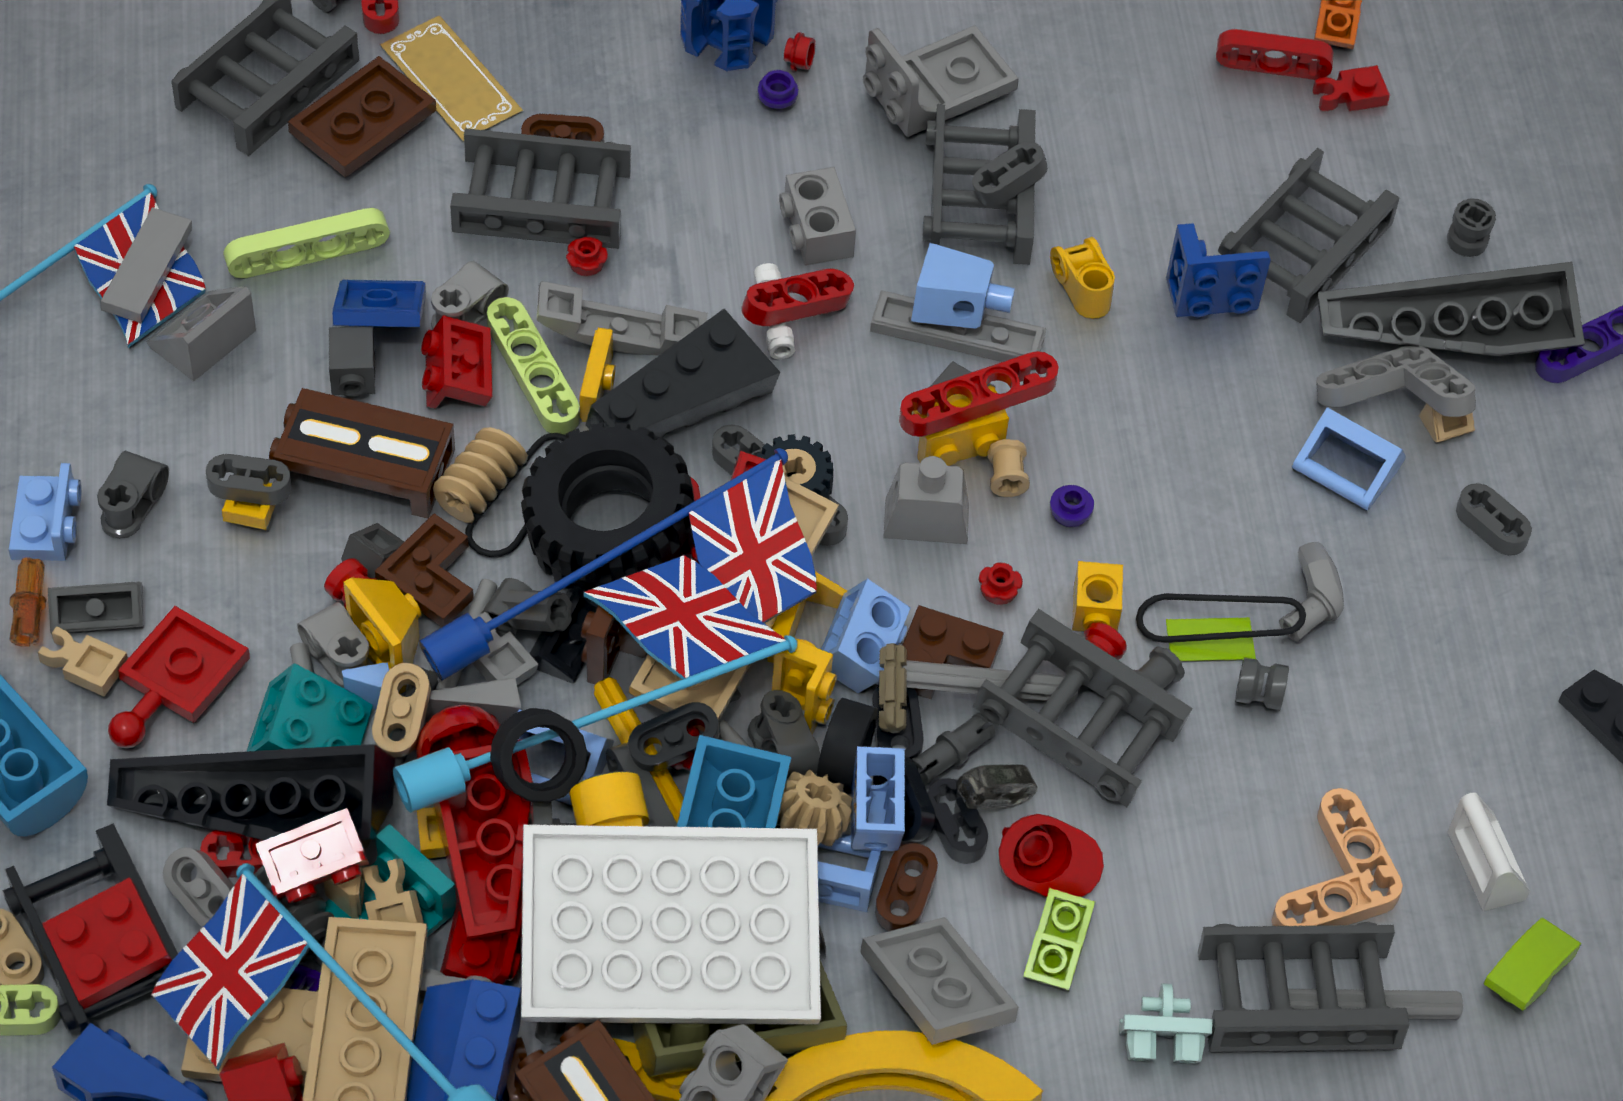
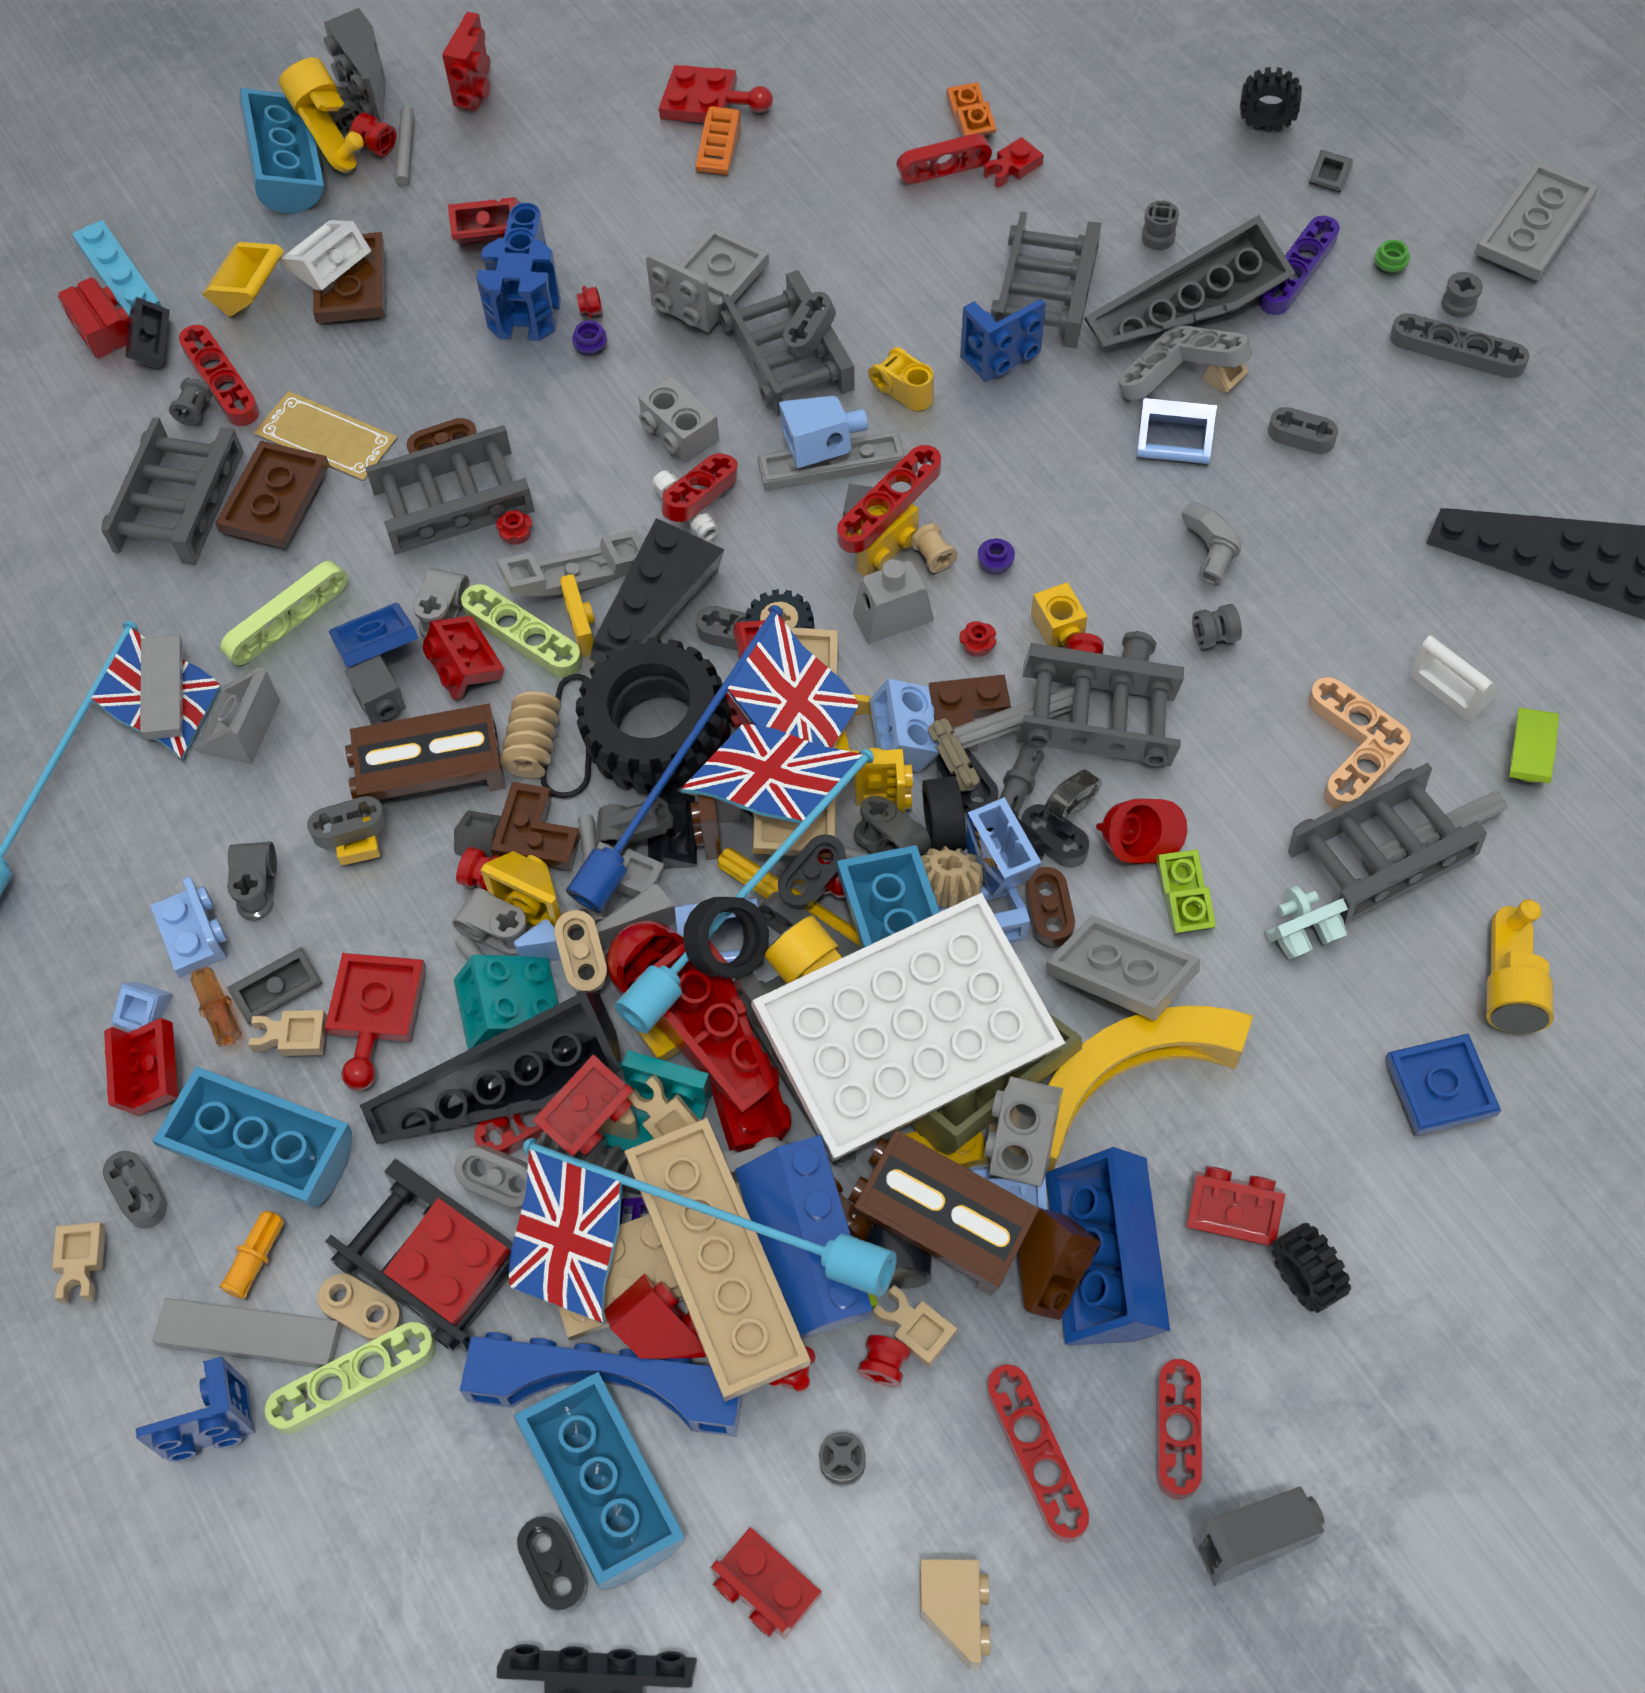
camera: 20 degrees left, 5 degrees up
(1211, 649) = (1155, 609): lime sticker -> none
(1221, 598) = (1162, 605): black piece -> none

